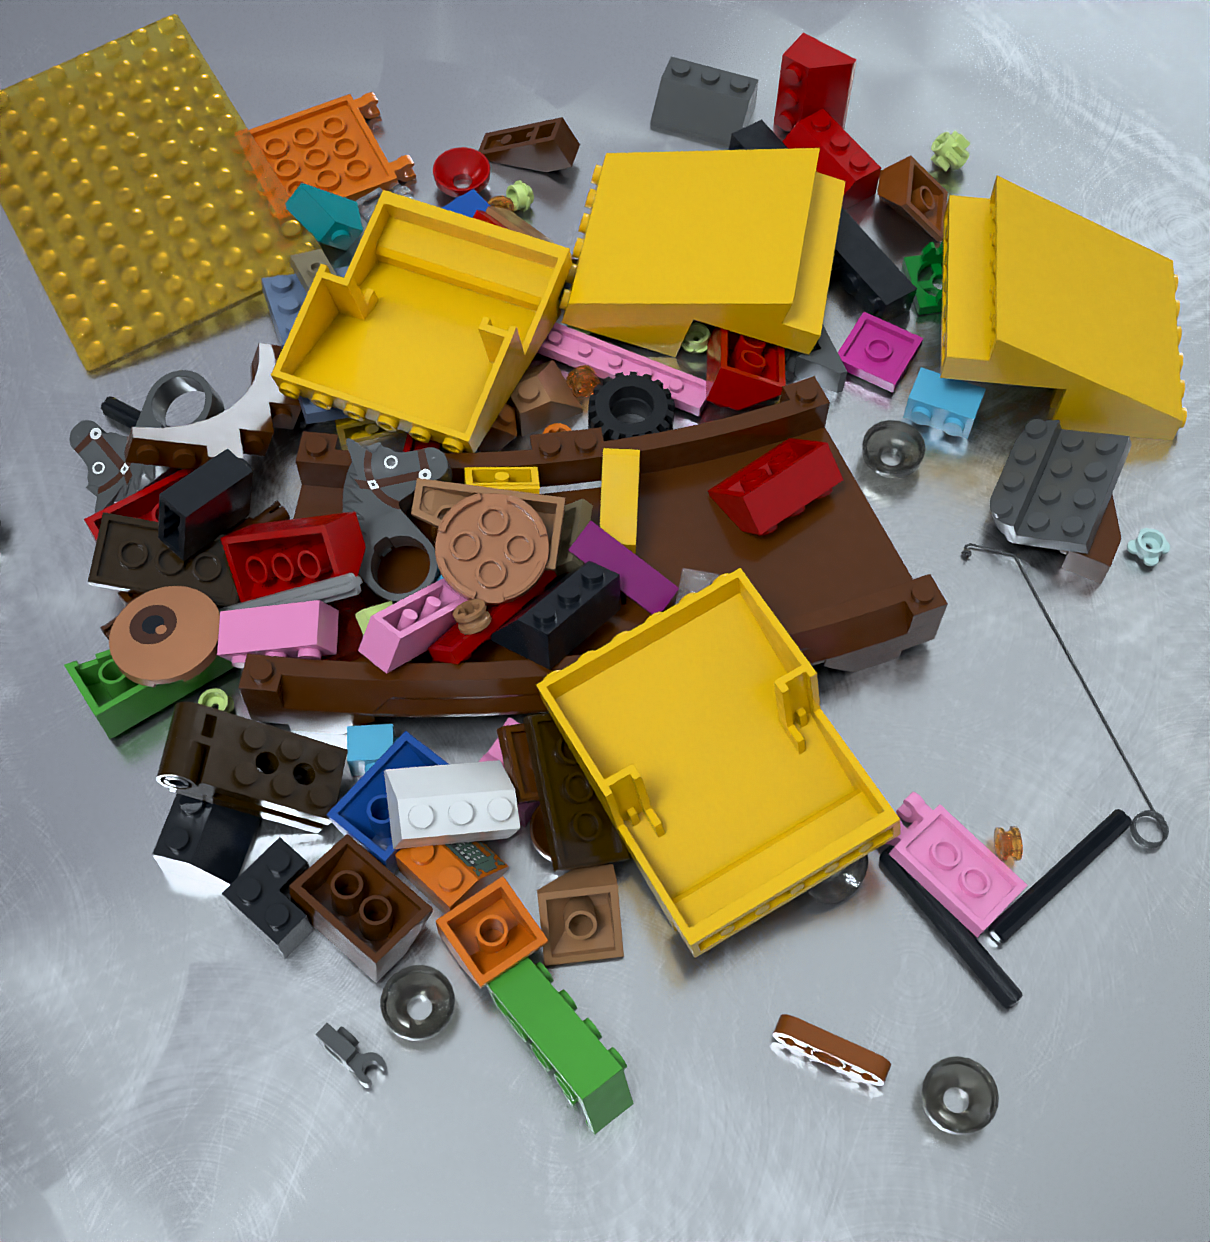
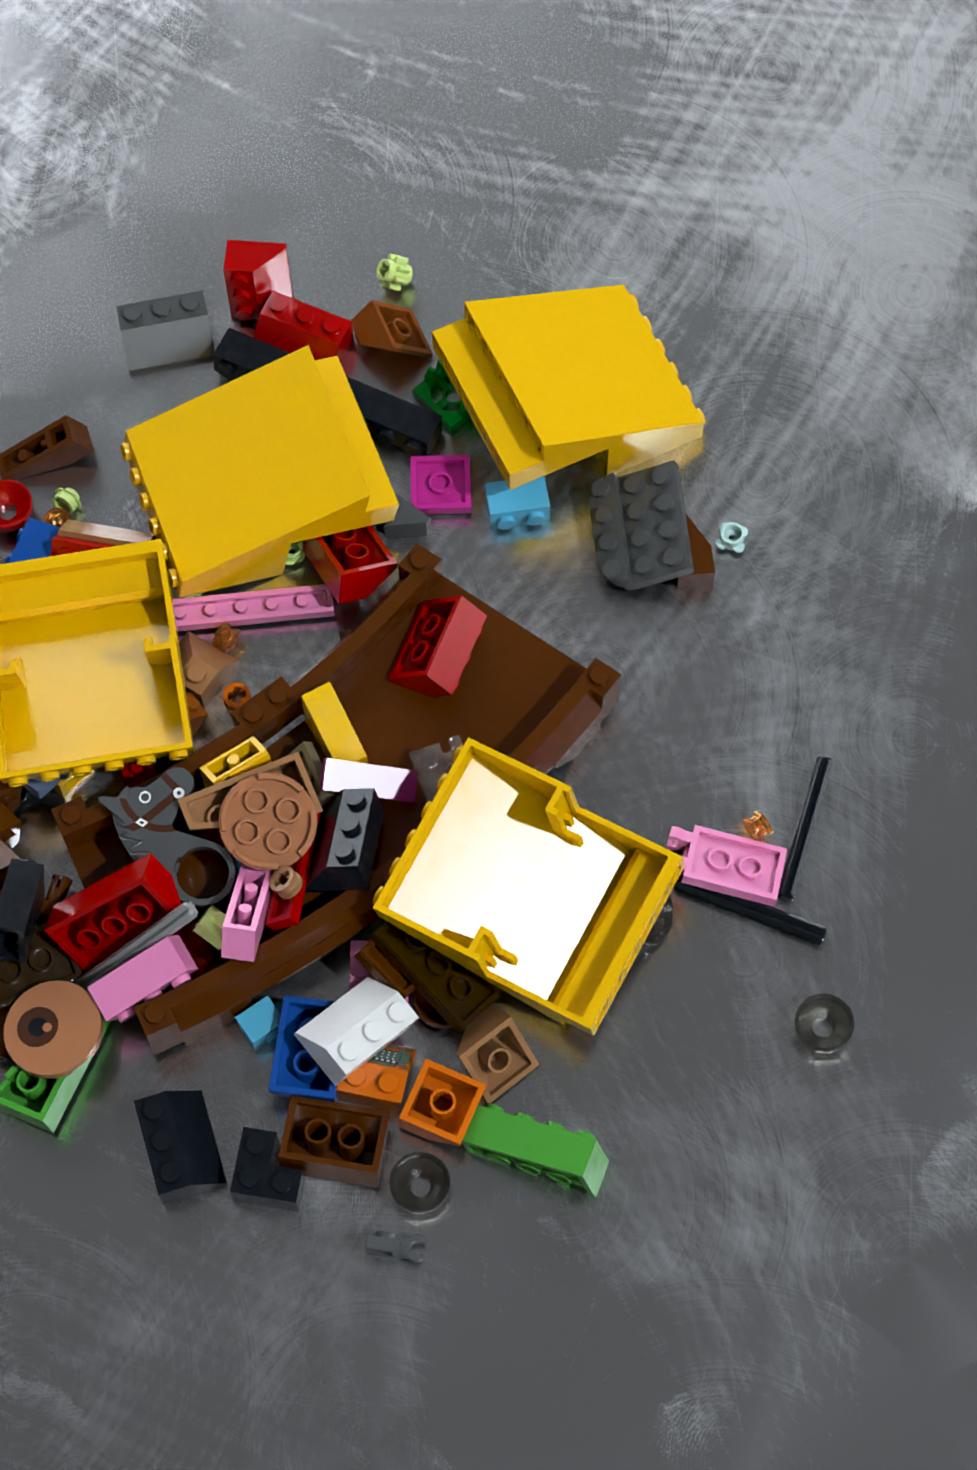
camera: 30 degrees left, 5 degrees up
(217, 697) = (113, 1053): yellowish green plate -> none
(217, 760) = (191, 1088): dark brown hinge -> none
(630, 396) = (278, 628): black tyre -> none
(832, 1049) = (721, 1043): dark orange beam -> none
(894, 438) = (501, 551): clear smoke piece -> none
(1151, 813) = (841, 746): dark grey piece -> none

